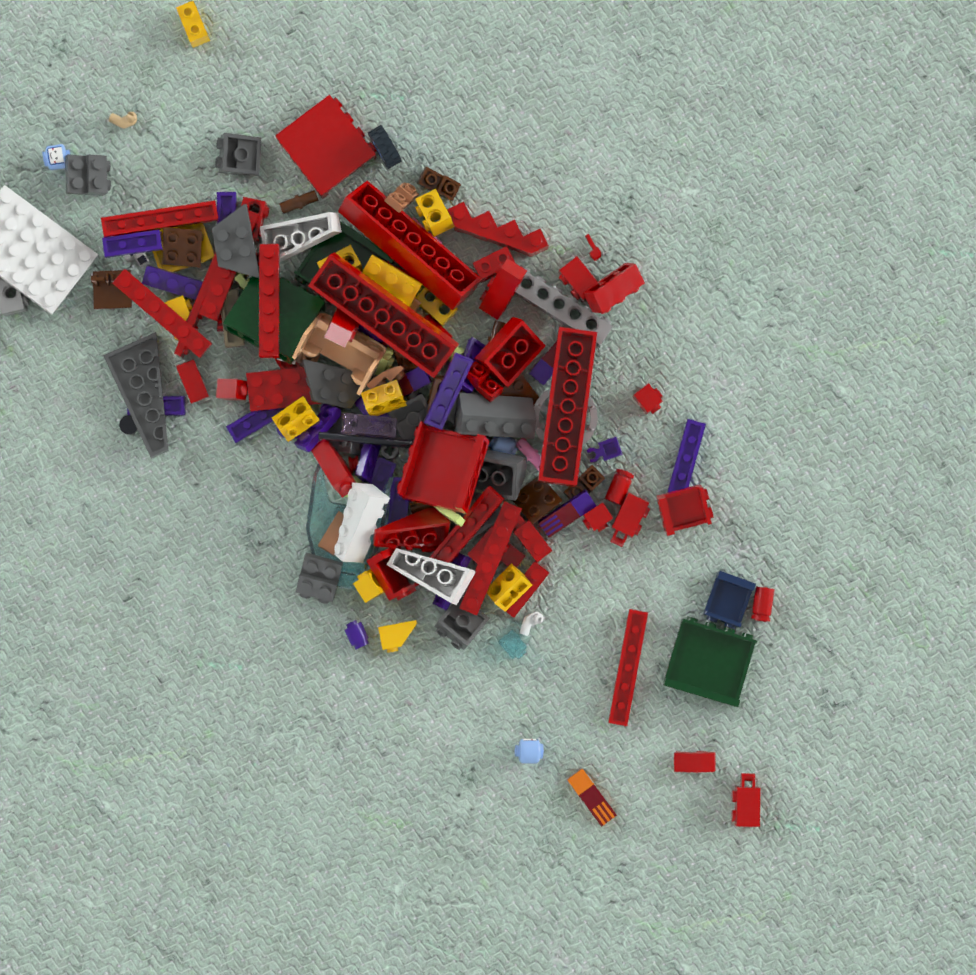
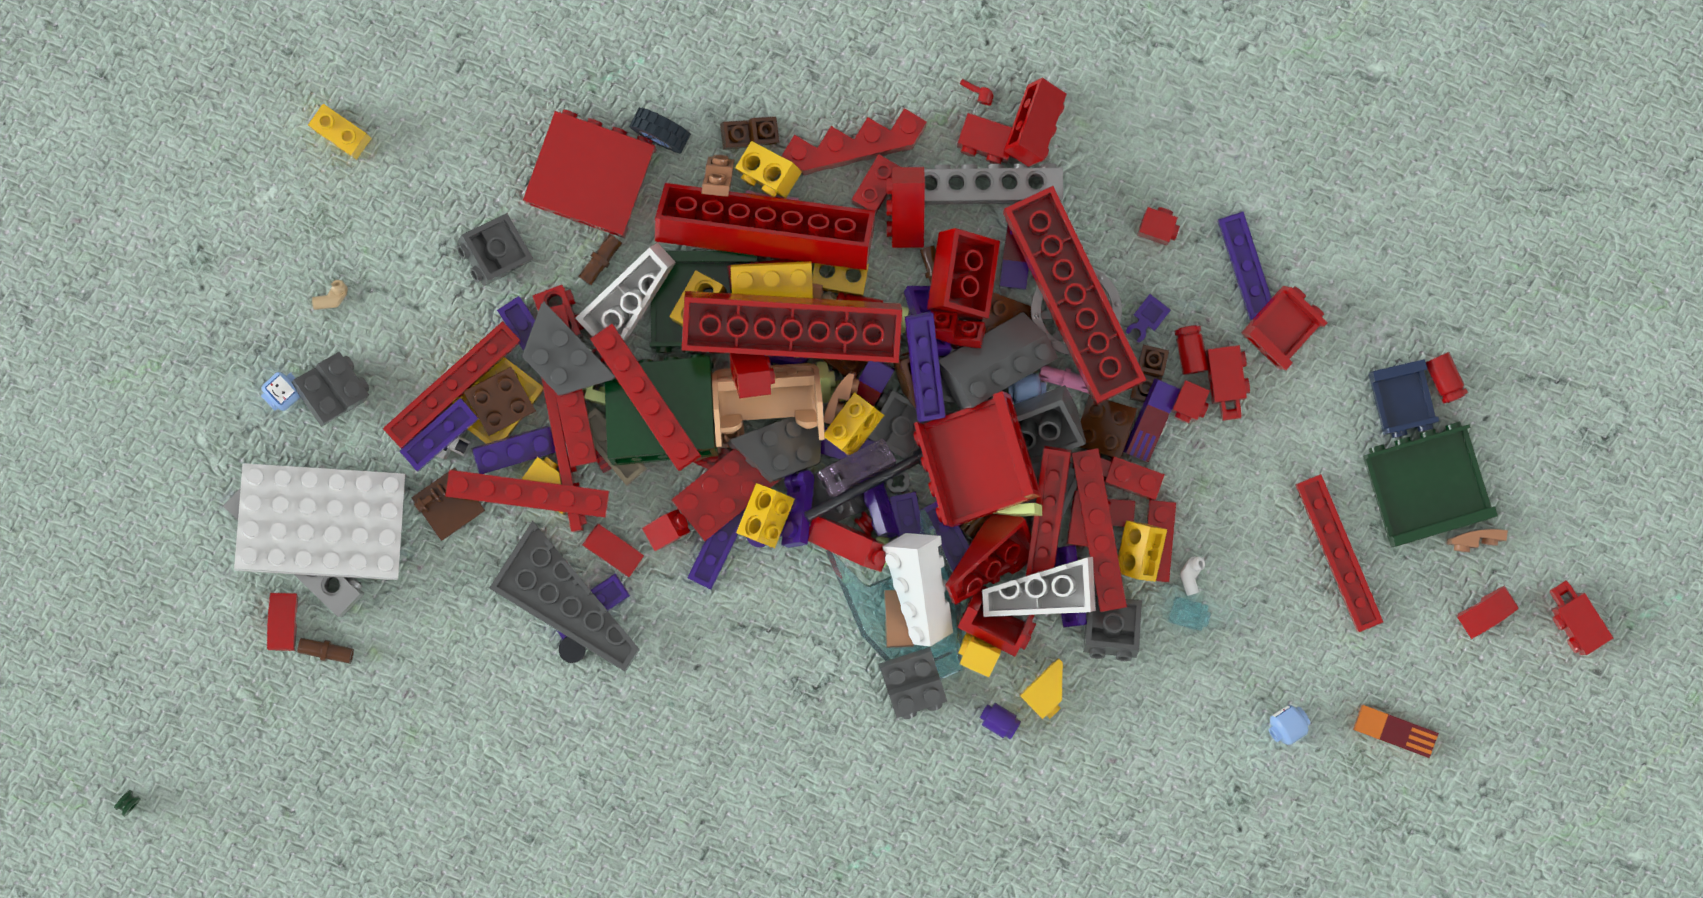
camera: 30 degrees left, 0 degrees up
(712, 711) = (1468, 540): none -> nougat slope

